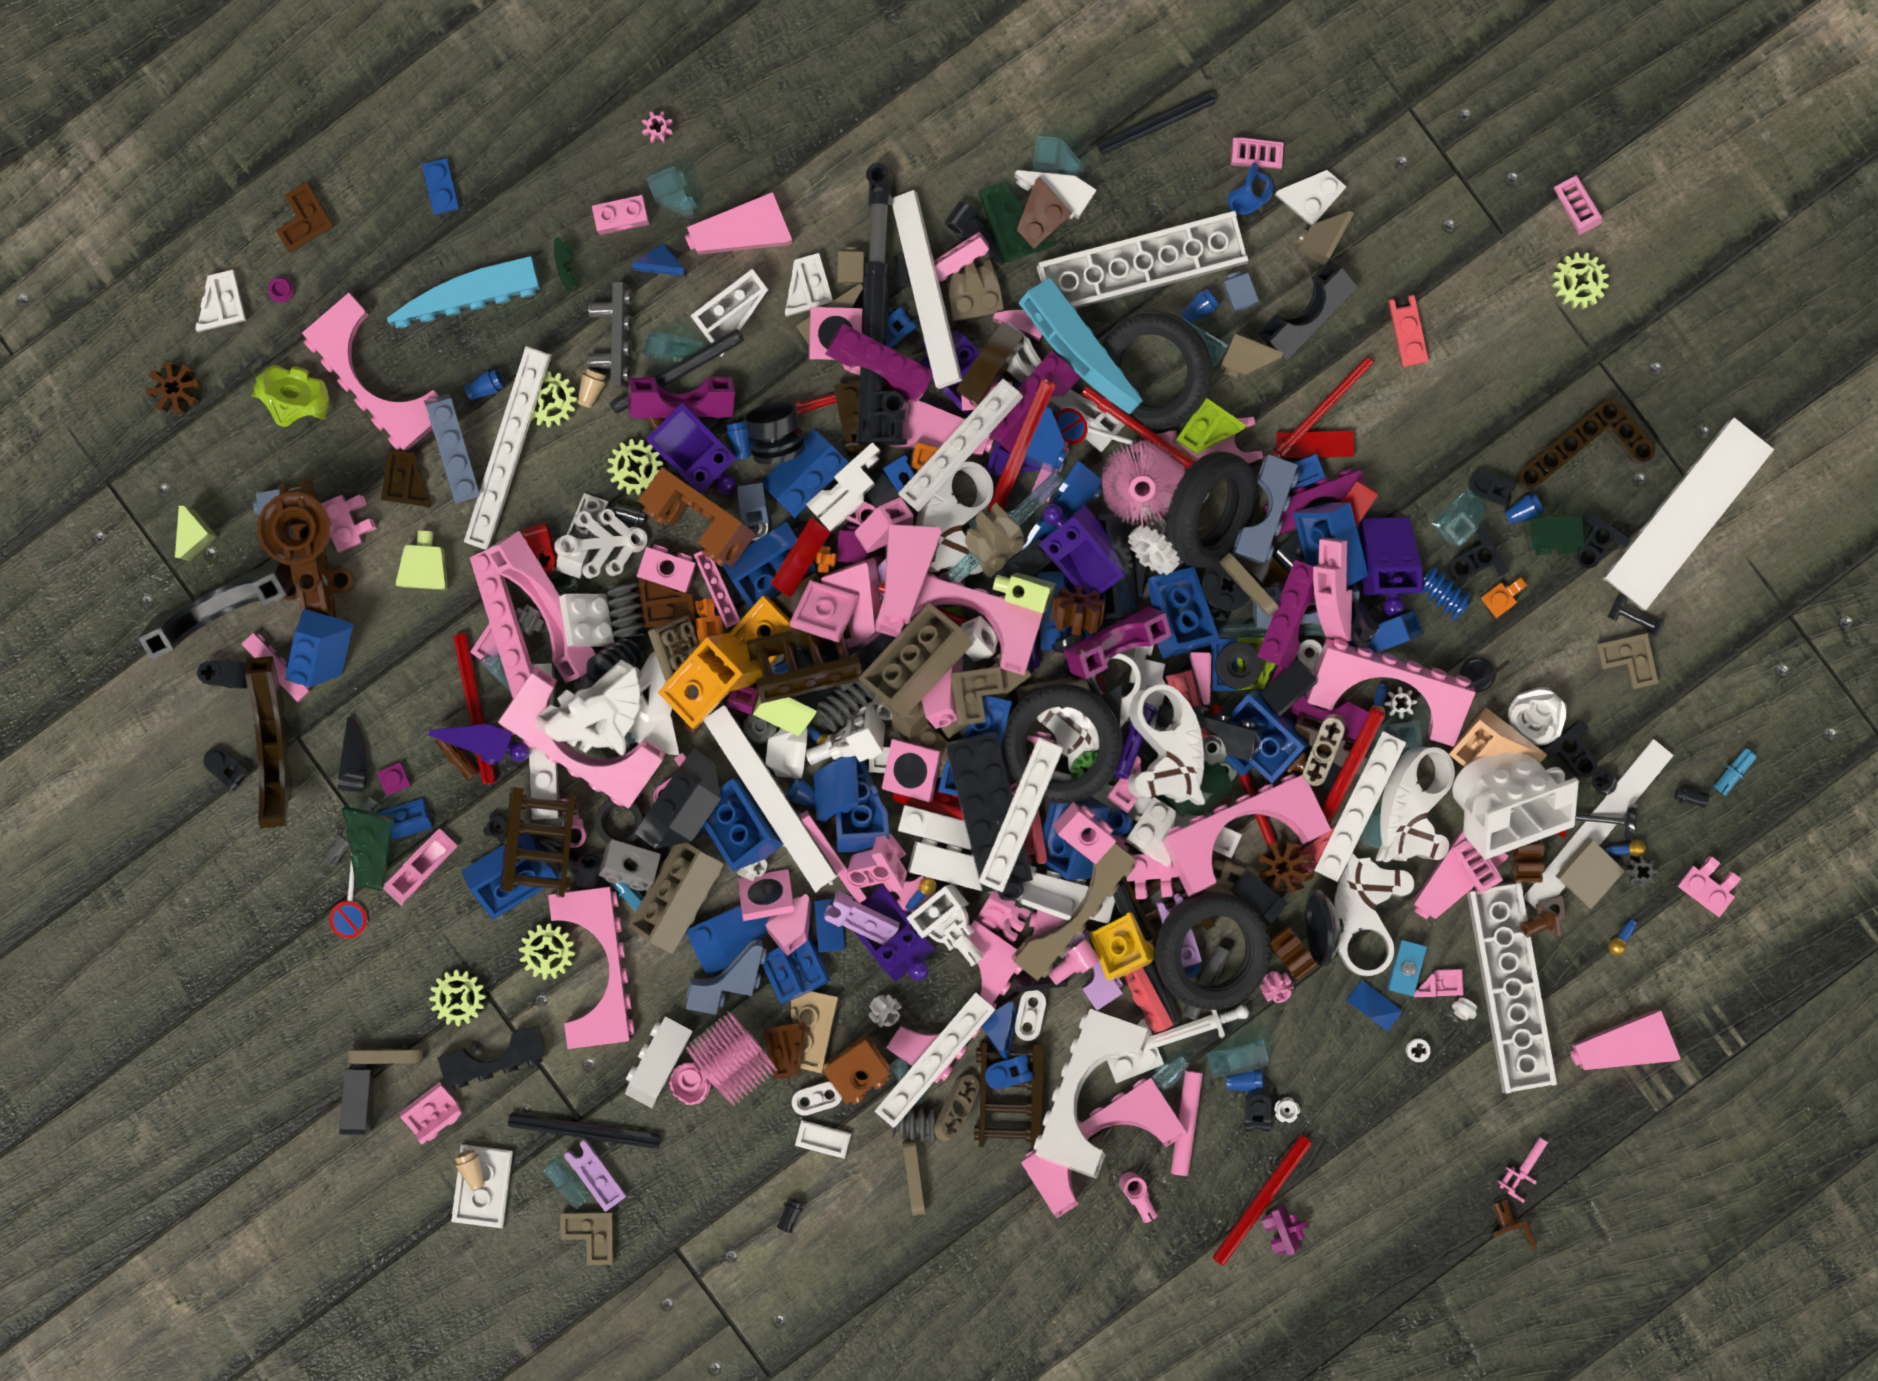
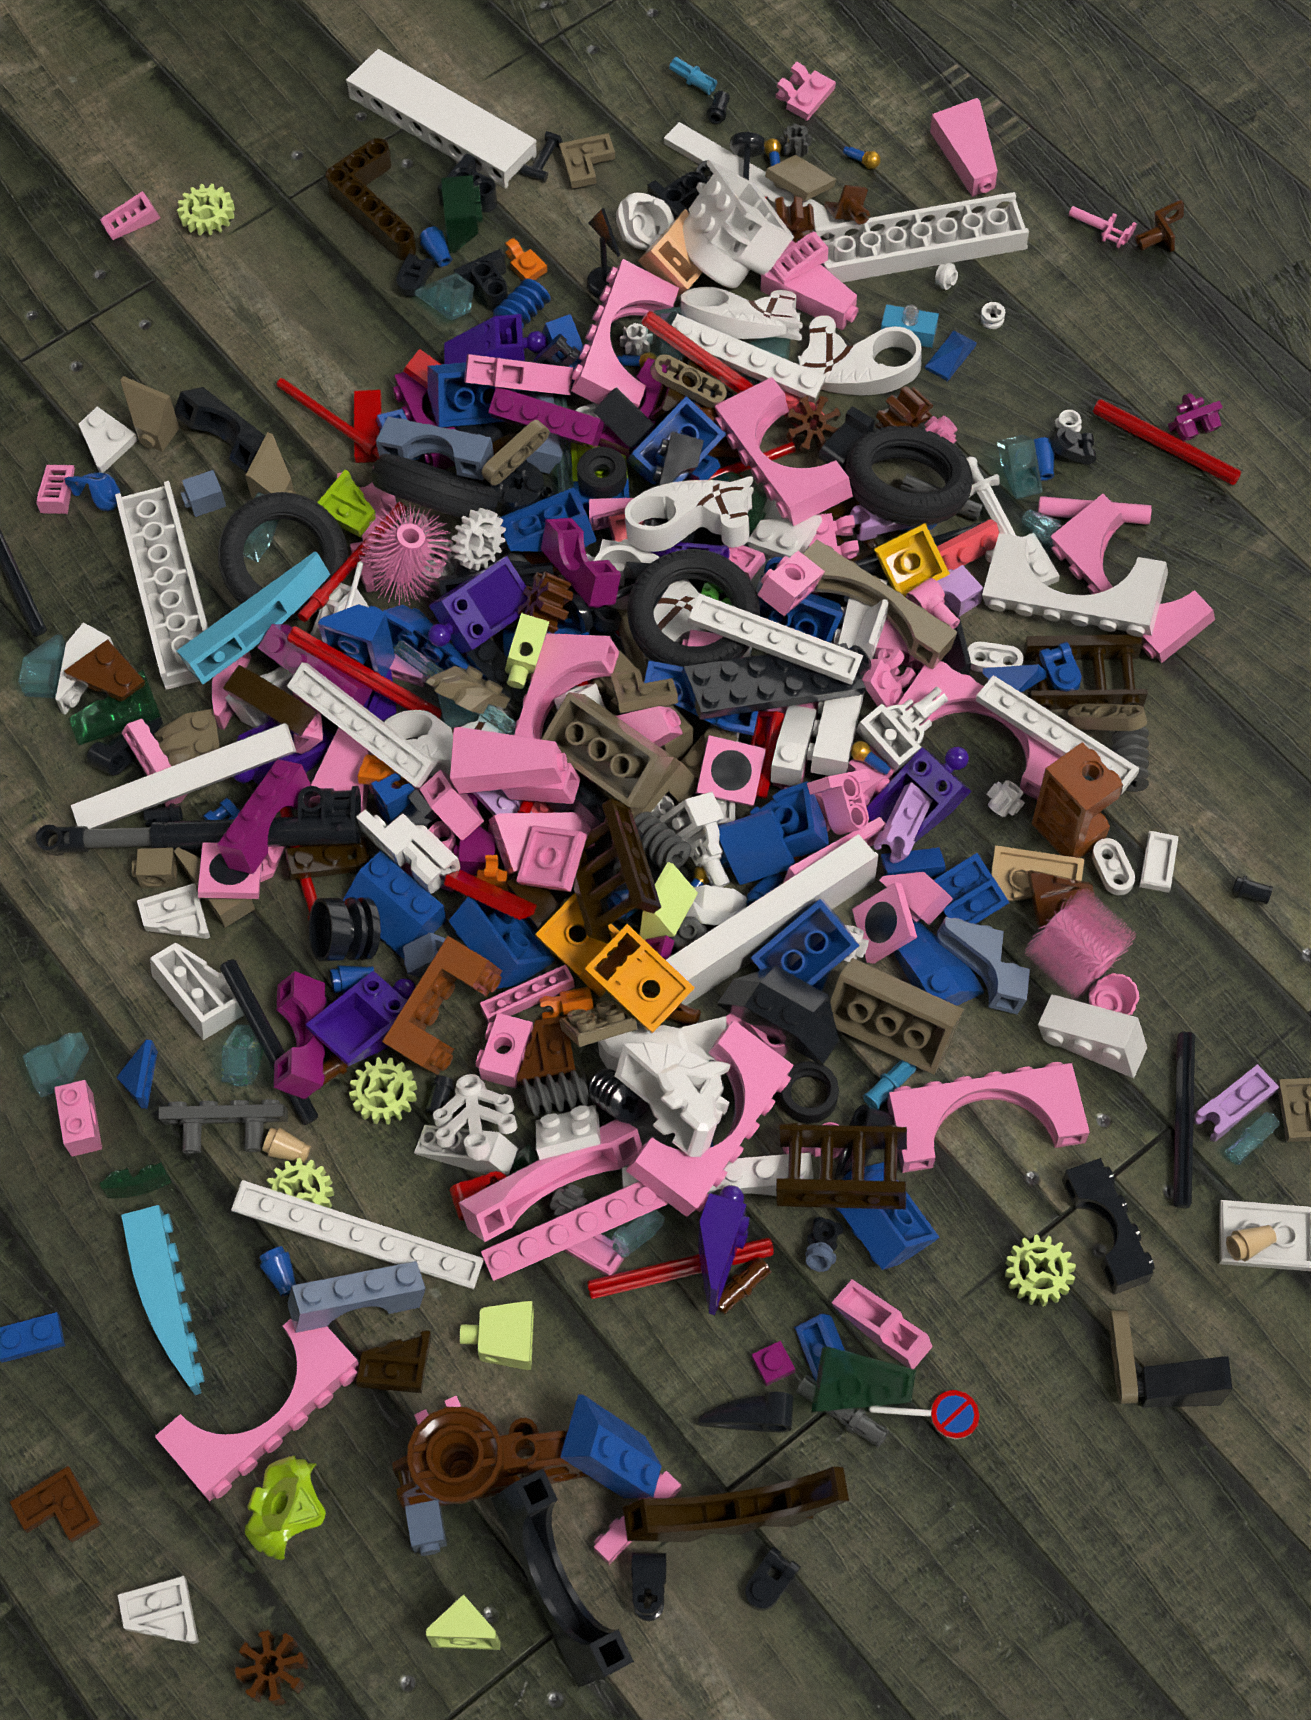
camera: 90 degrees left, 25 degrees down
(280, 289) = (147, 1533): magenta plate -> none
(431, 1113) = (1188, 1295): bright pink bracket -> none
(477, 821) = (820, 1256): none -> sand blue plate
(546, 963) = (985, 1167): yellowish green gear -> none
(642, 860) = (861, 1072): light grey brick -> none
(741, 228) = (102, 979): bright pink slope -> none
(913, 1178) = (1190, 764): dark tan beam -> none
(1139, 1196) = (1174, 549): bright pink pin -> none
(1200, 306) = (212, 525): blue cone -> none
(1322, 927) = (872, 381): black dish -> none
(1408, 333) = (251, 351): coral hinge -> none
(1442, 983) = (921, 294): bright pink slope -> none

